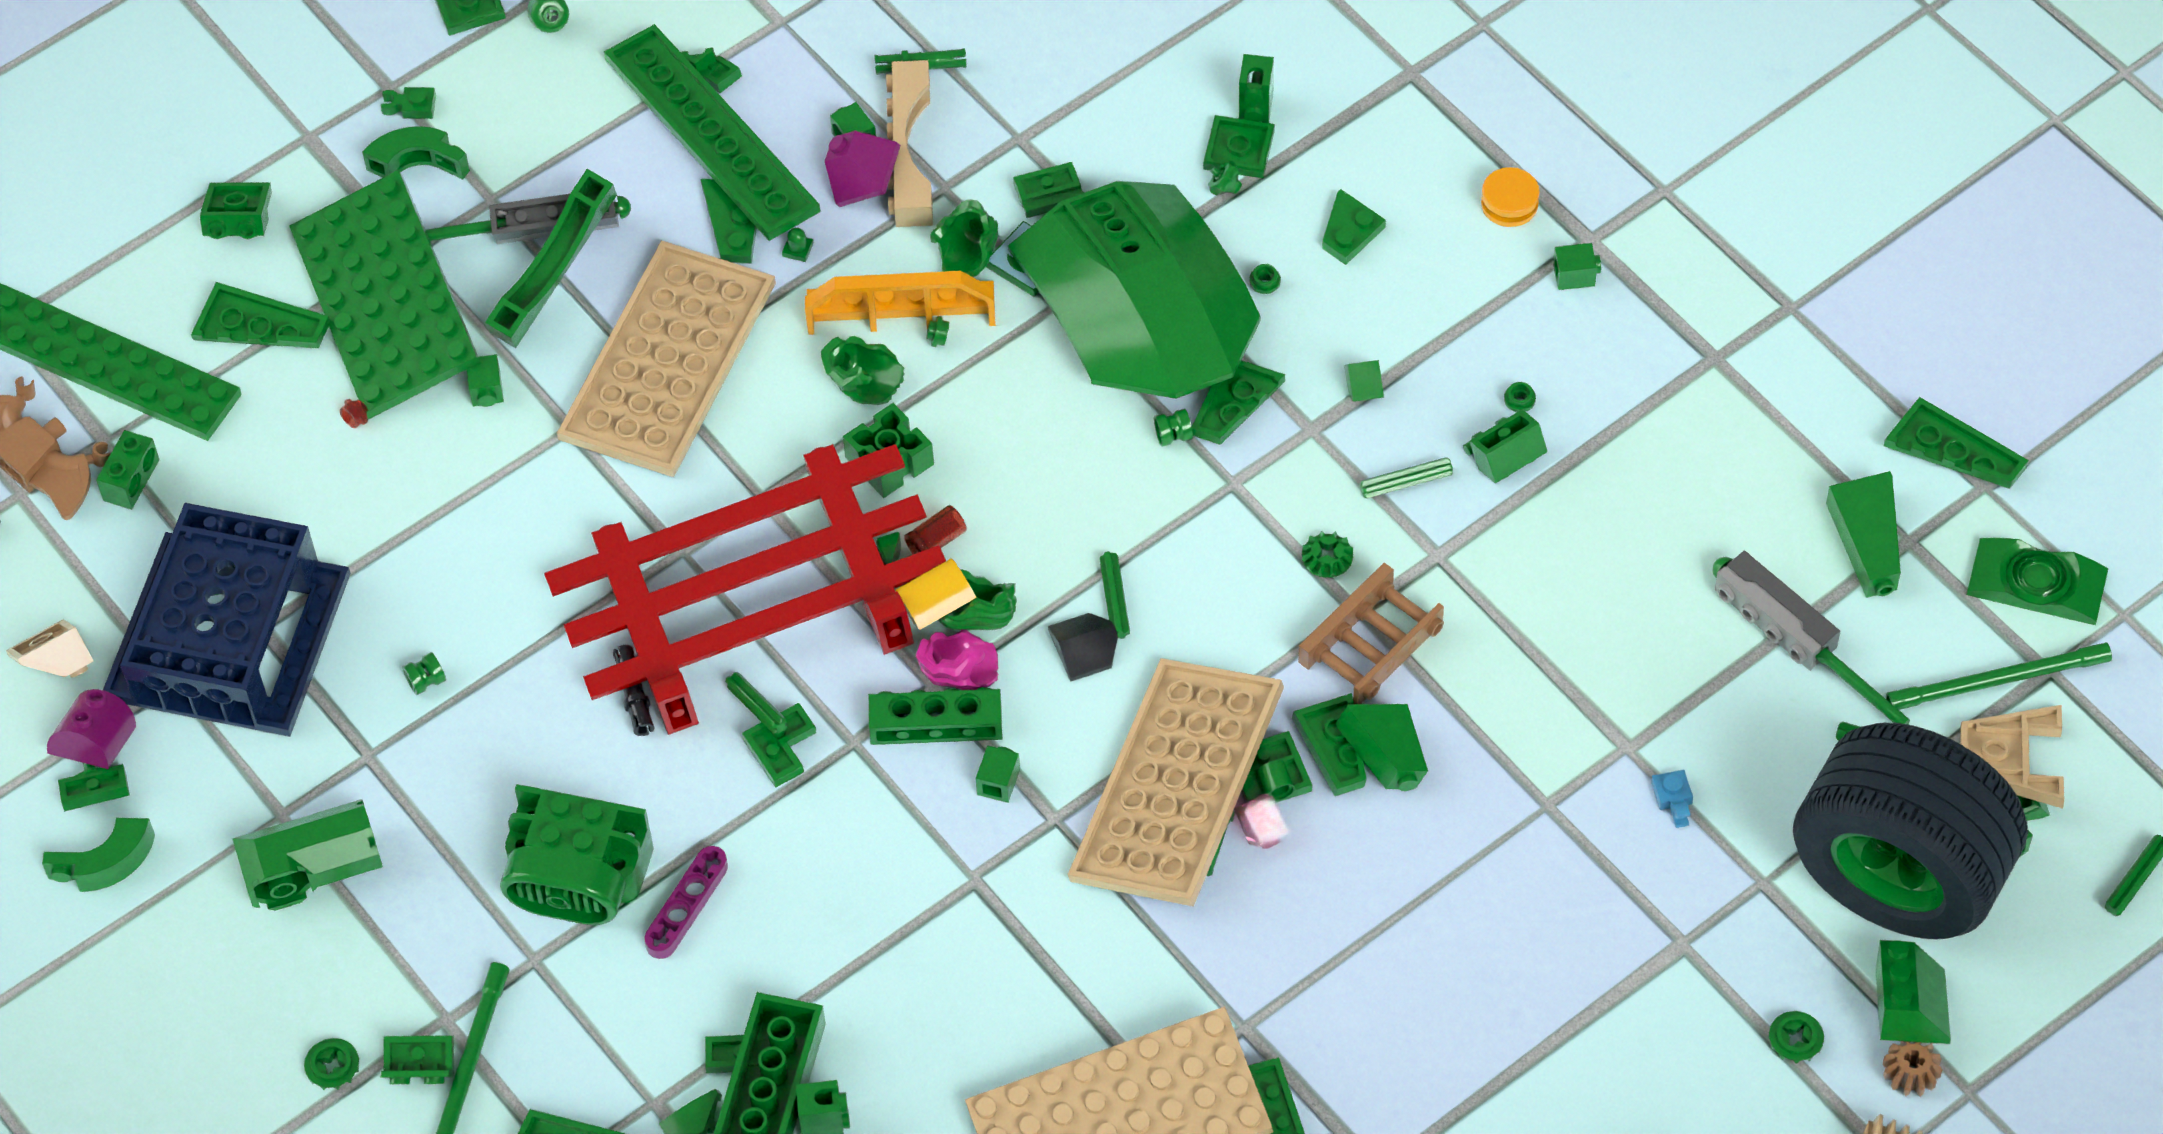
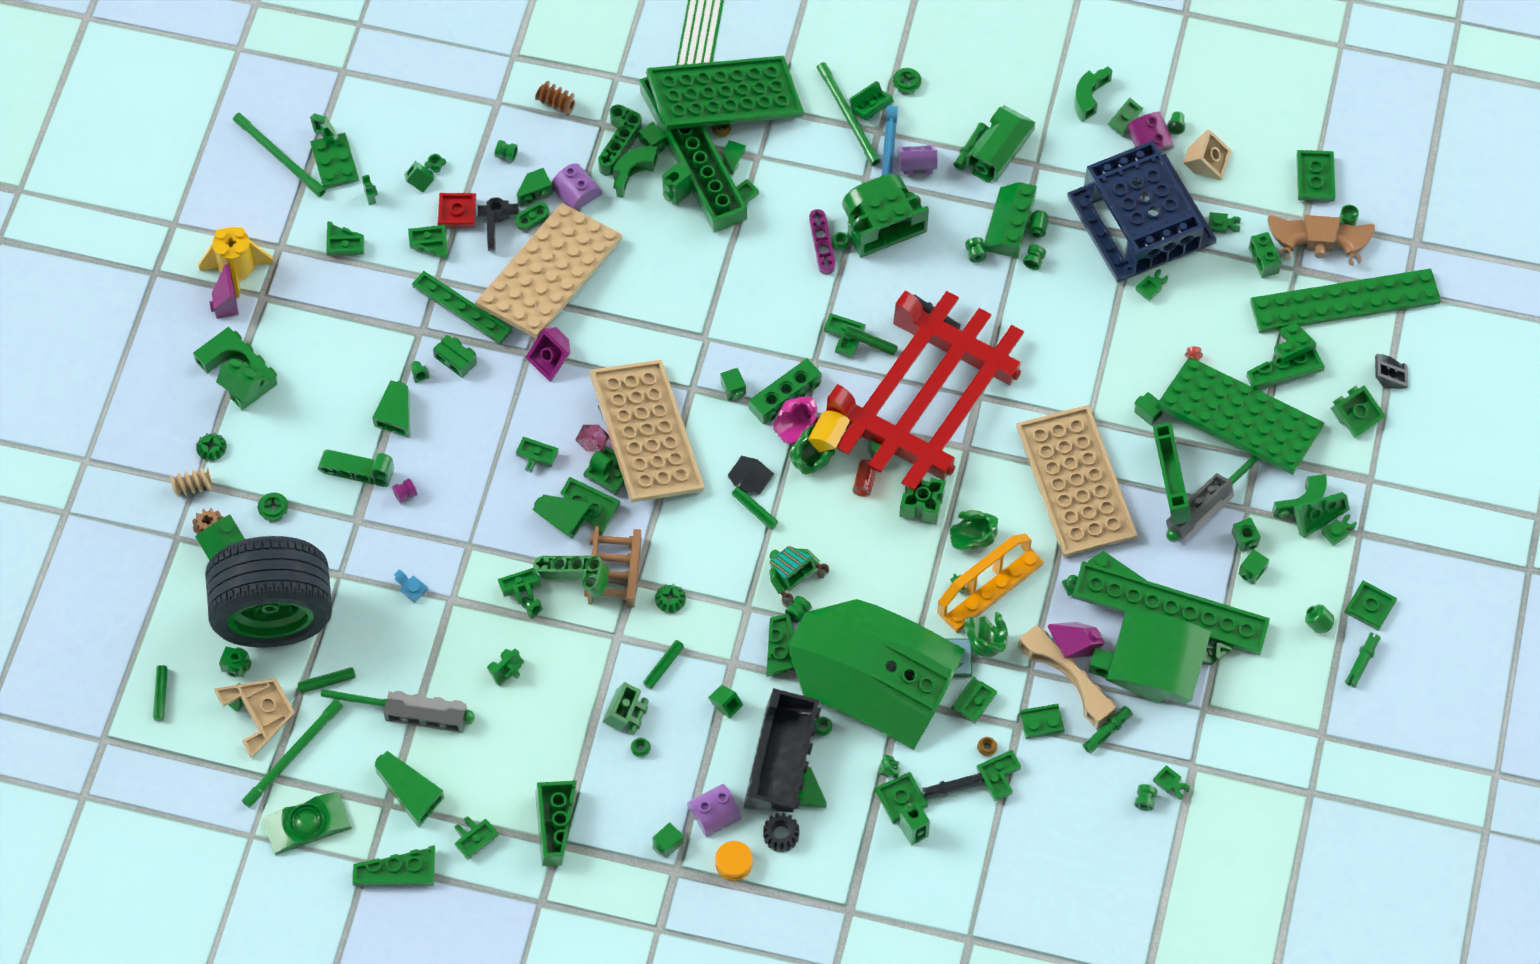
camera: 140 degrees right, 5 degrees up
(35, 730) = (1176, 124): none -> green piece
(131, 561) = (1220, 222): none -> green plate
(139, 230) = (1390, 372): none -> black slope
(215, 329) = (1296, 343): none -> green plate
(322, 532) = (1151, 286): none -> green plate
(344, 896) = (964, 151): none -> green pin
(371, 716) = (1038, 224): none -> green brick
(387, 120) = (1319, 512): none -> green wing
(401, 747) = (1010, 219): none -> green slope
(412, 1015) = (889, 140): none -> dark azure piece
(438, 921) = (917, 158): none -> medium lavender brick
(491, 737) = (975, 248): none -> green wheel
(529, 160) = (1246, 527): none -> green brick
(561, 119) = (1253, 567): none -> green brick
(658, 875) = (840, 236): none -> green plate
(786, 76) = (1158, 656): none -> green slope
(988, 122) = (1041, 721): none -> green plate
(1085, 128) = (987, 741): none -> pearl gold plate
(1098, 100) = (994, 774): none -> green plate
(1138, 476) = (791, 568): none -> green torso
(1176, 118) = (945, 788): none -> black pin
(1217, 981) = (549, 352): none -> magenta slope
(1354, 261) = (782, 752): none -> black windscreen
(1354, 861) = (536, 452): none -> green plate
(1361, 1082) = (455, 356): none -> green brick
(1420, 206) = (785, 843): none -> black tyre
(1431, 1100) = (418, 371): none -> green piece
(1443, 645) = (586, 568): none -> green beam
(1485, 270) = (714, 810): none -> medium lavender brick
(1512, 1059) = (394, 409): none -> green slope
(1520, 697) = (519, 582): none -> green hinge
(1526, 659) = (533, 607): none -> green piece
(1586, 928) = (404, 490): none -> magenta wheel
(1608, 602) = (506, 668): none -> green hips
(1628, 1004) = (358, 468): none -> green beam
(1705, 370) = (554, 810): none -> green wedge
(1823, 419) = (476, 838): none -> green hinge

